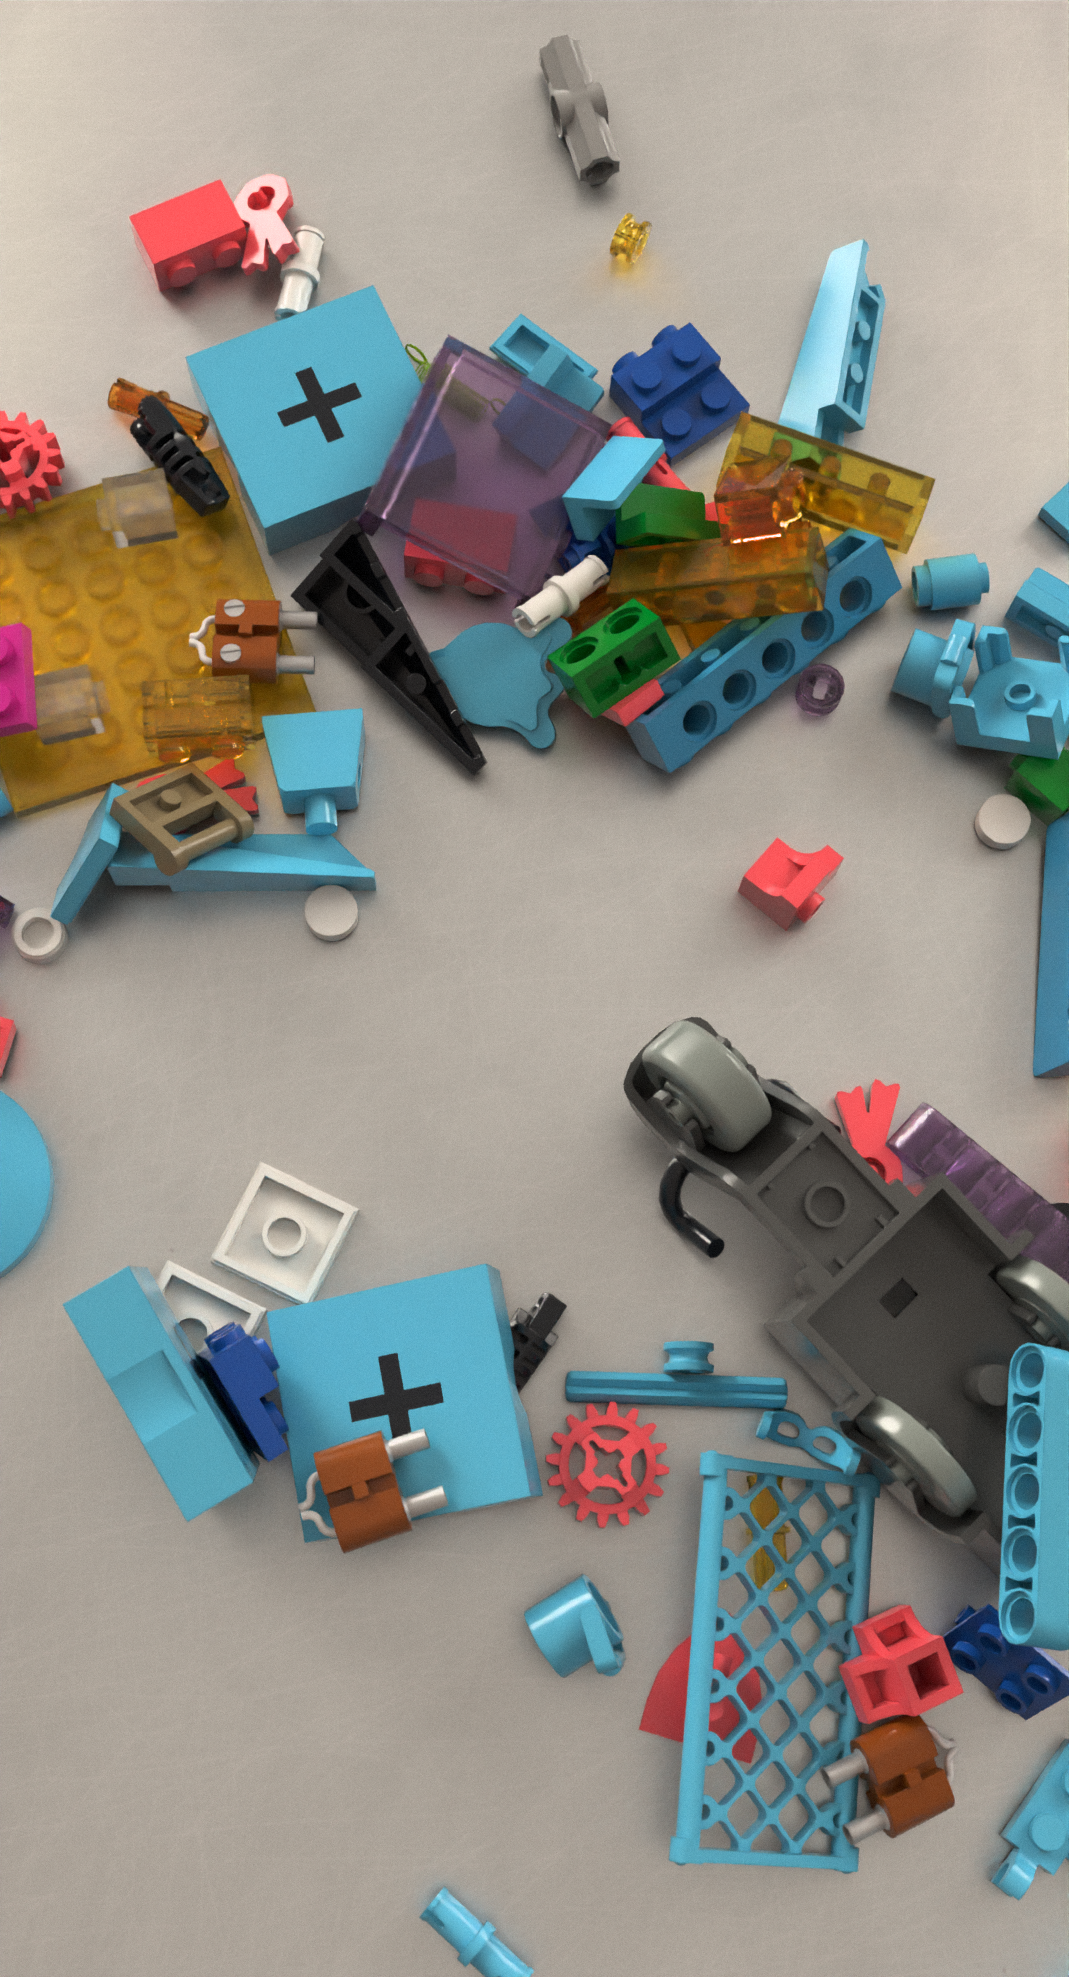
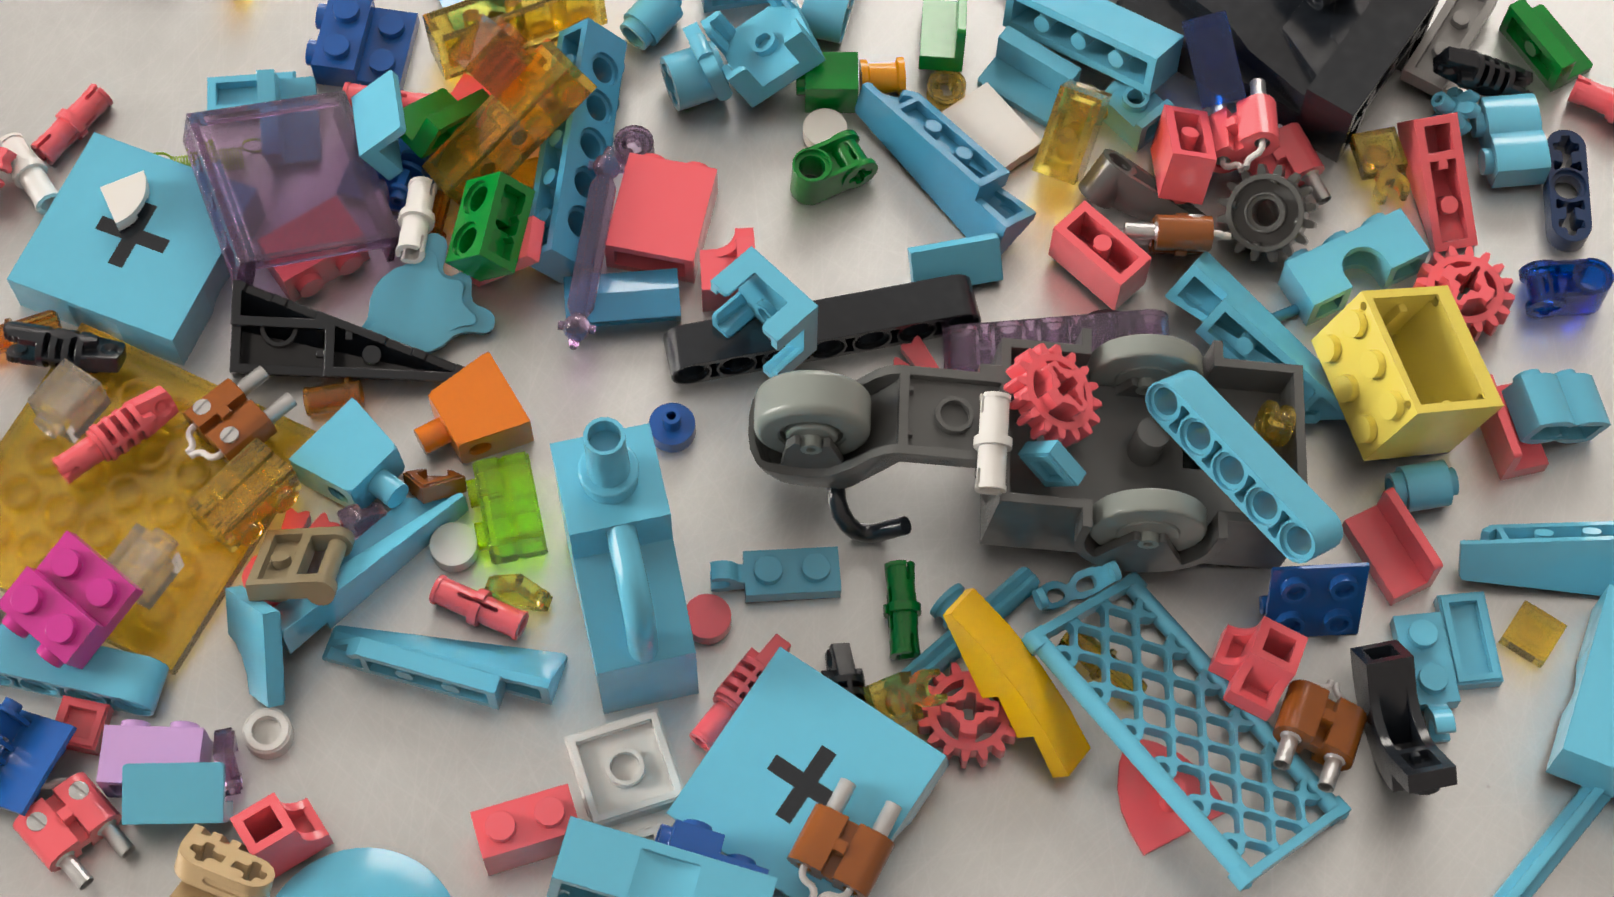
camera: 40 degrees left, 10 degrees down
(152, 570) = (117, 433): none -> coral hinge
(153, 1214) = (523, 829): none -> coral brick
(234, 1012) = (449, 666): none -> medium azure wedge
(268, 819) = (359, 519): none -> clear purple tile
(310, 1017) = (479, 607): none -> coral pin
(340, 368) = (126, 198): none -> white tile
(343, 1001) = (519, 592): none -> clear yellow tile
(356, 692) = (332, 397): none -> clear orange pin
(362, 846) = (433, 488): none -> dark orange tile
(374, 261) = (71, 124): none -> coral pin
(402, 920) = (508, 508): none -> clear neon green brick
(422, 1070) = (625, 565): none -> medium azure piece
(436, 1257) = (733, 691): none -> coral hinge
(454, 812) = (475, 414): none -> orange torso
(475, 1169) = (709, 618): none -> coral tile
(557, 1400) = (904, 695): none -> clear yellow plate
(574, 1190) = (781, 574): none -> medium azure plate
(577, 1628) = (1049, 821): medium azure piece -> none
(605, 983) = (672, 427): none -> blue tile
(642, 1318) = (902, 610): none -> green pin
(667, 1485) = (1009, 671): none -> yellow slope
(676, 818) = (634, 298): none -> dark azure piece
(685, 752) = (591, 248): none -> clear purple wheel
(776, 918) = (775, 301): none -> medium azure panel
(780, 774) = (661, 215): none -> coral brick
(821, 1003) = (845, 327): none -> black beam
(831, 1264) = (992, 443): none -> white pin
(871, 1329) = (1052, 463): none -> medium azure tile
(938, 1264) = (1053, 395): none -> coral gear
(968, 1842) = (1394, 723): none -> black arch
(982, 865) = (836, 163): none -> green piece
(996, 1050) = (970, 256): none -> medium azure tile

